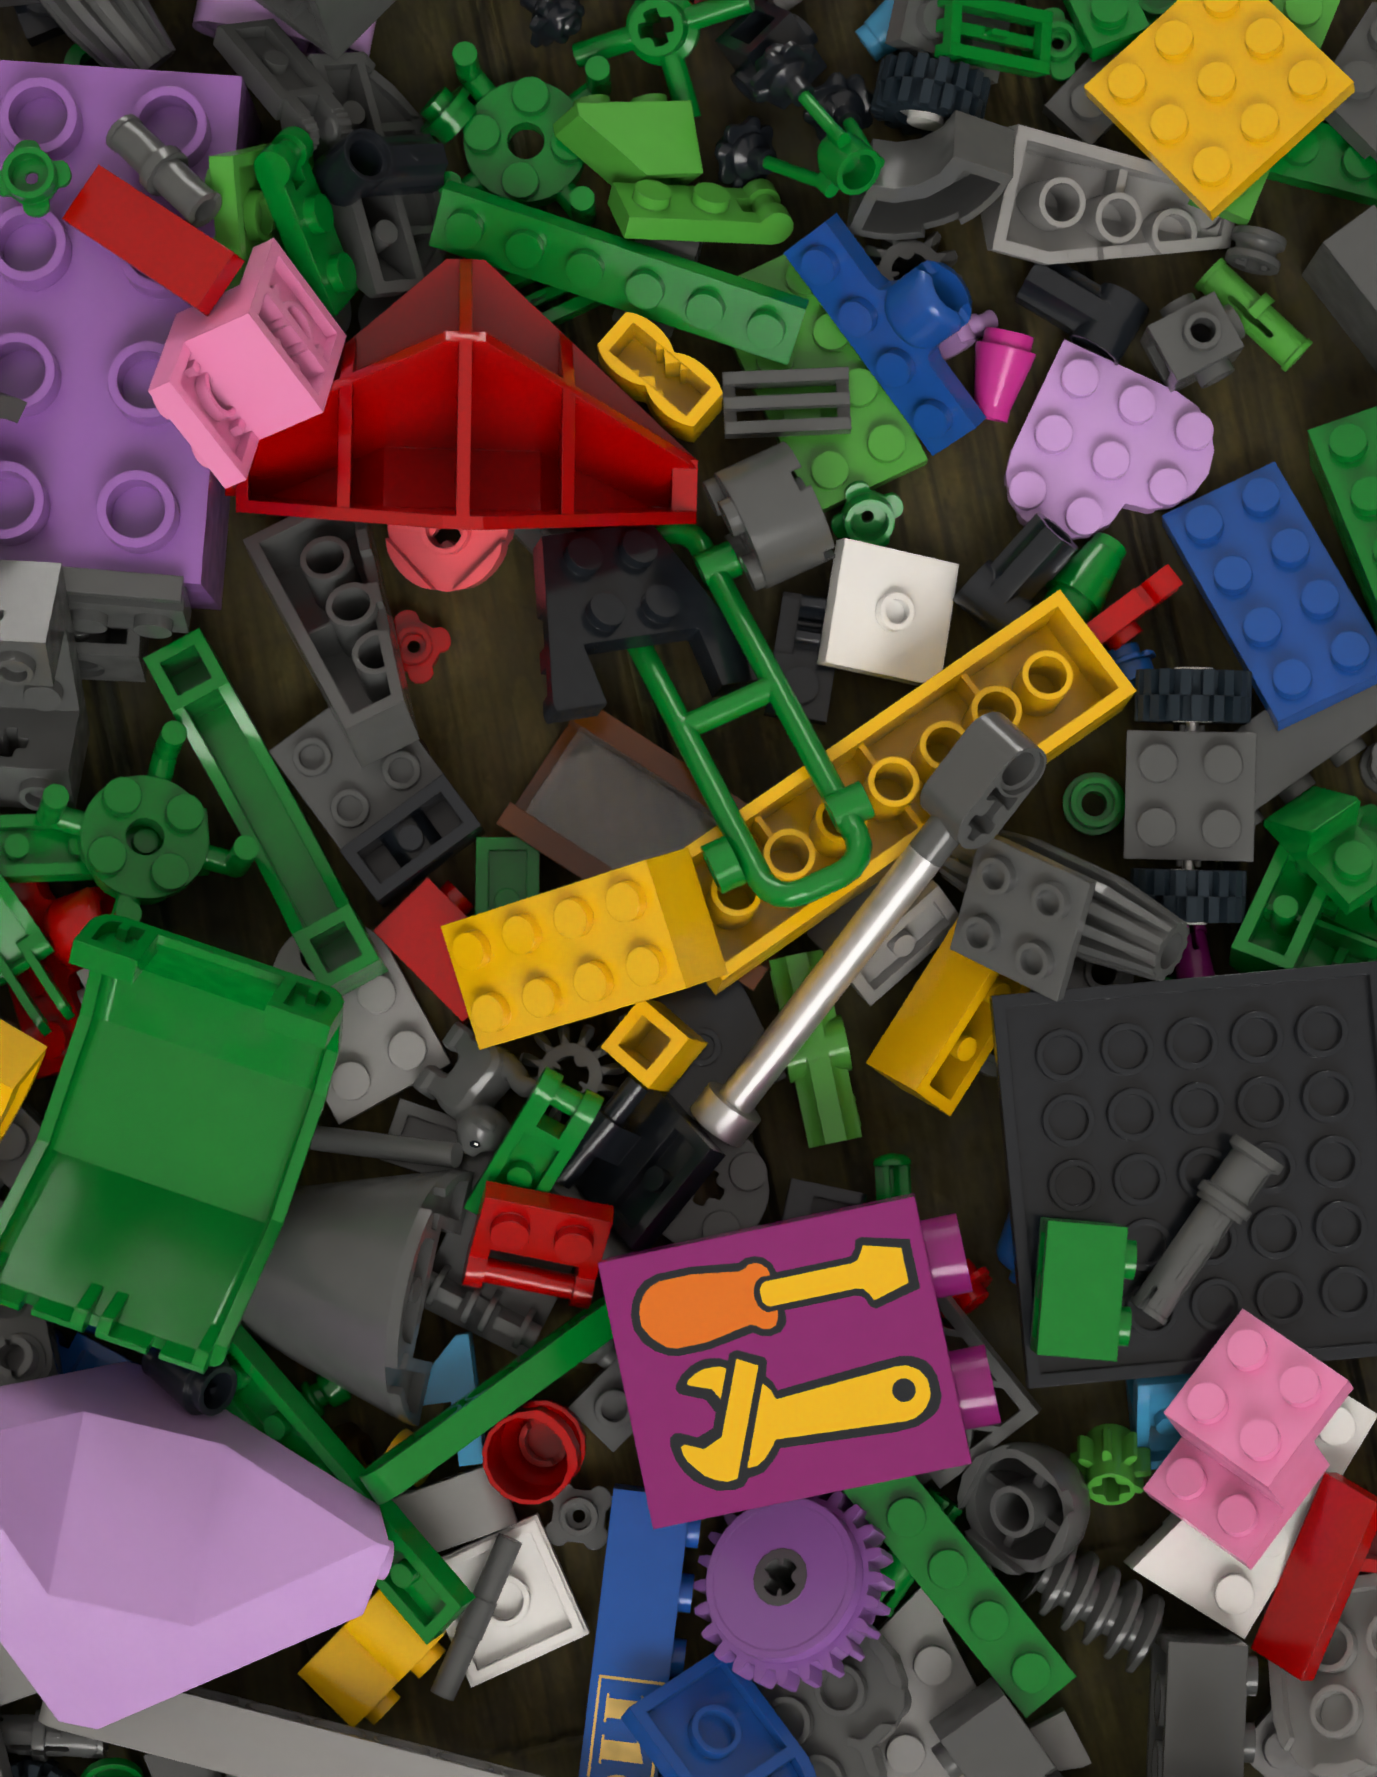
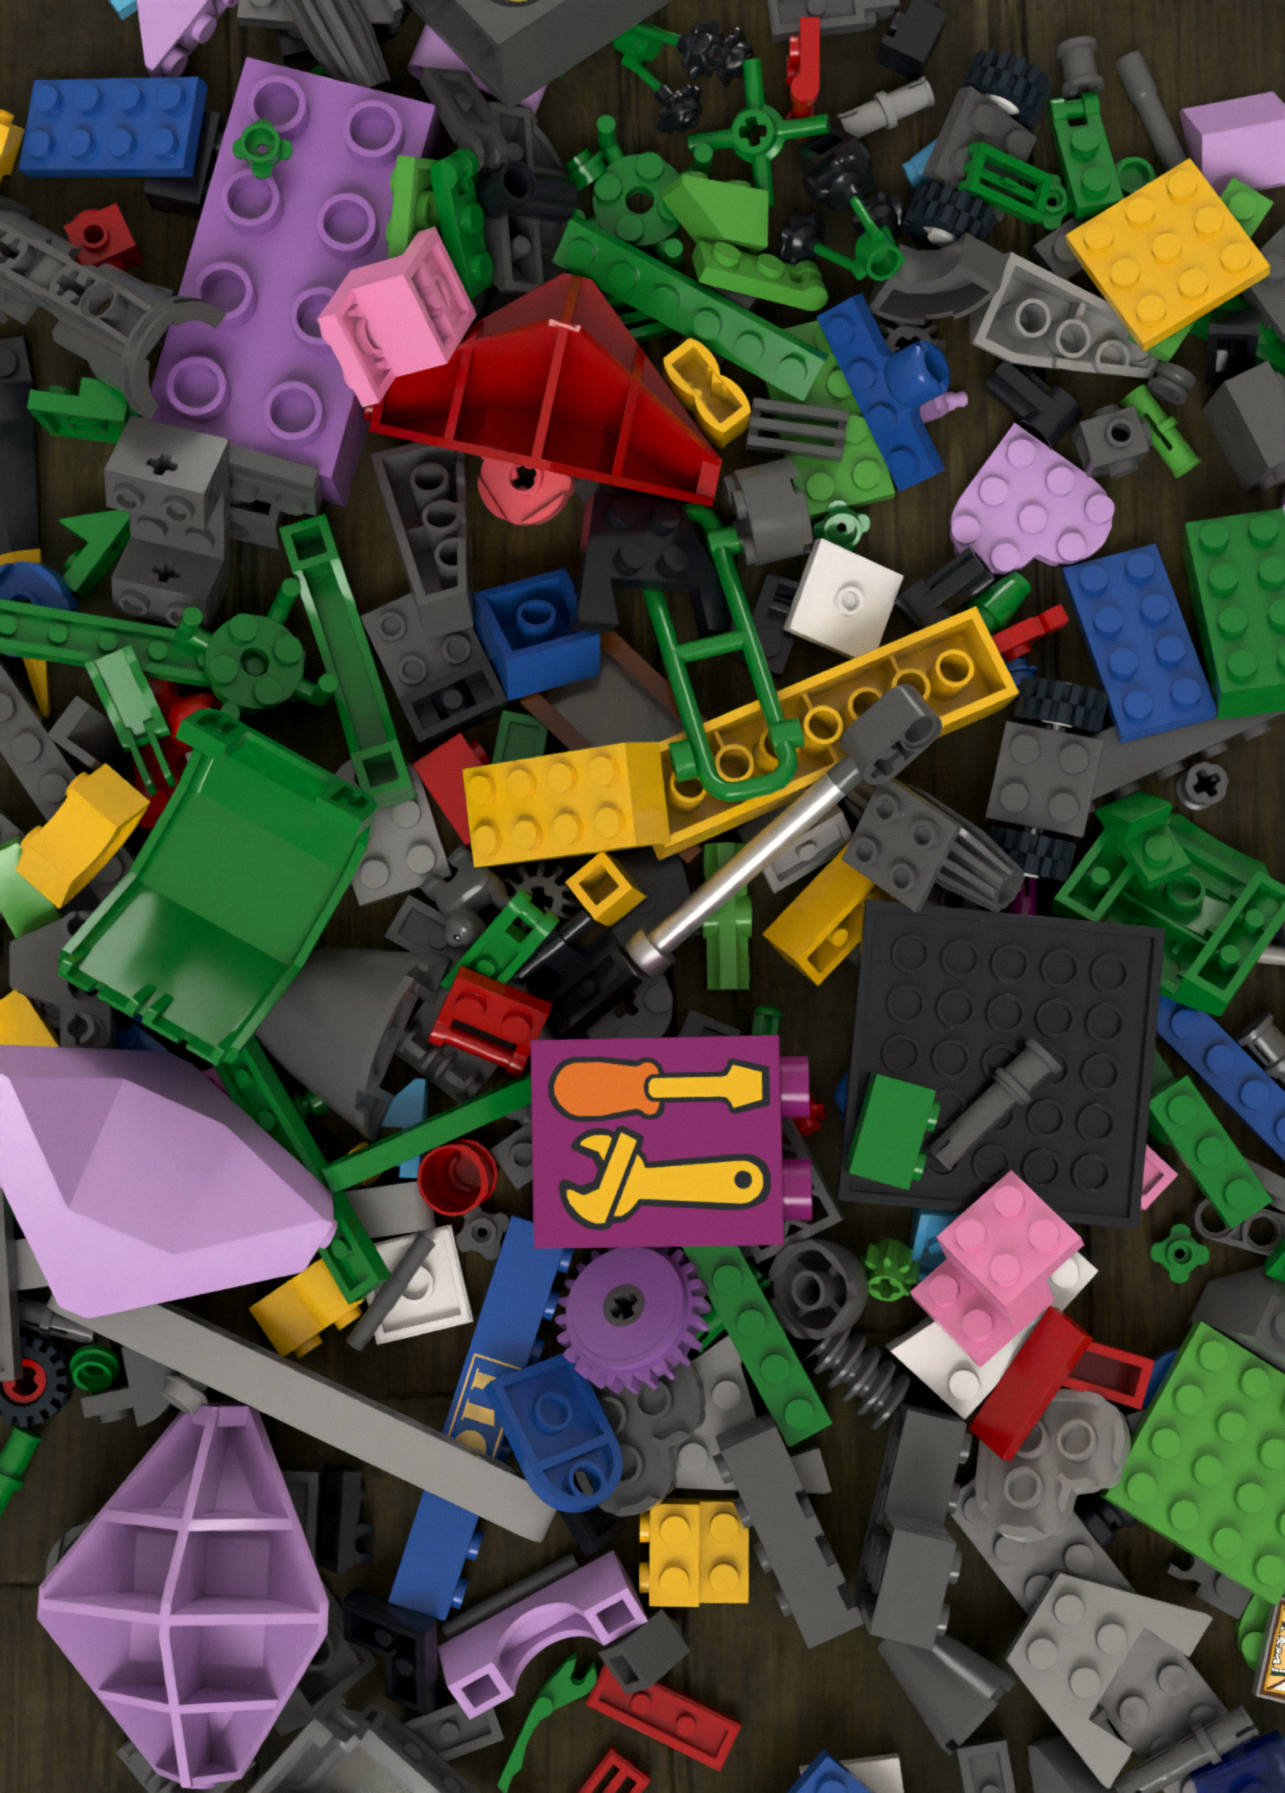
camera: 10 degrees right, 0 degrees up
(153, 240) = (344, 210): red tile -> none
(163, 170) = (362, 160): dark grey pin -> none
(194, 1391) = (213, 1082): black cone -> none
(387, 1146) = (390, 927): dark grey bar -> none
(431, 640) = (497, 560): red plate -> none
(492, 733) = (530, 637): none -> blue brick
(1000, 370) = (962, 437): dark pink cone -> none
(1111, 795) = (973, 759): green plate -> none
(1323, 187) = (1231, 344): none -> black slope

